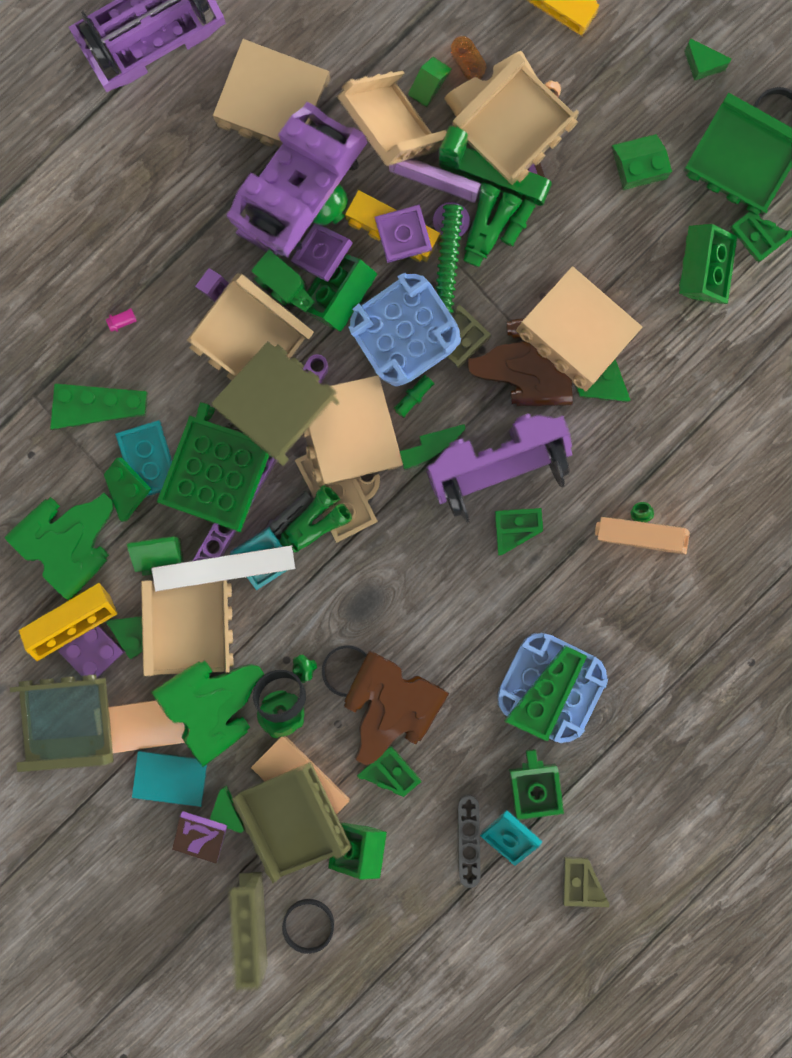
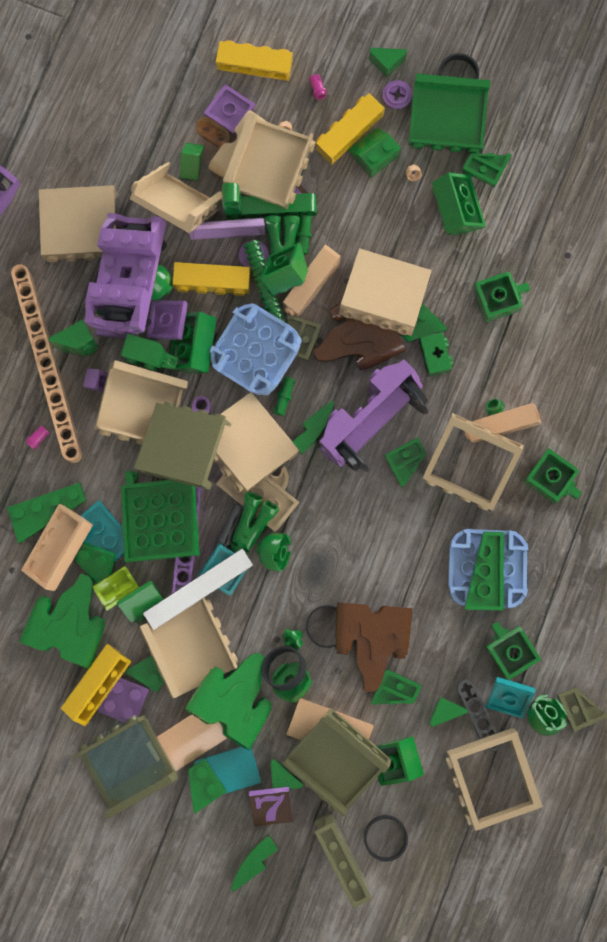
camera: 25 degrees left, 5 degrees down
(89, 453) = (56, 547): none -> light nougat slope
(135, 526) = (115, 587): none -> lime hinge
(138, 782) = (204, 785): none -> green wing
(156, 887) = (254, 862): none -> green slope
(165, 230) = (46, 354): none -> light nougat beam
(210, 229) = (75, 340): none -> green slope
(325, 562) = (273, 551): none -> green cylinder
(403, 233) = (222, 279): medium lavender tile -> none
(434, 821) = (445, 711): none -> green slope
(461, 875) = (458, 780): none -> tan window
(477, 253) = (285, 269): none -> green slope
(498, 38) = (228, 108): none -> medium lavender plate
(502, 280) = (317, 276): none -> light nougat slope
(541, 875) = (546, 716): none -> green cylinder
(599, 411) = (434, 365): none -> green brick
(610, 63) = (319, 91): none -> dark pink pin
(617, 541) = (486, 435): none -> tan window
(625, 122) = (349, 128): none -> yellow brick
(673, 211) = (413, 177): none -> light nougat hinge
(683, 621) = (563, 474): none -> green hinge
(695, 96) = (404, 90): none -> medium lavender gear
(714, 381) = (501, 286): none -> green hinge

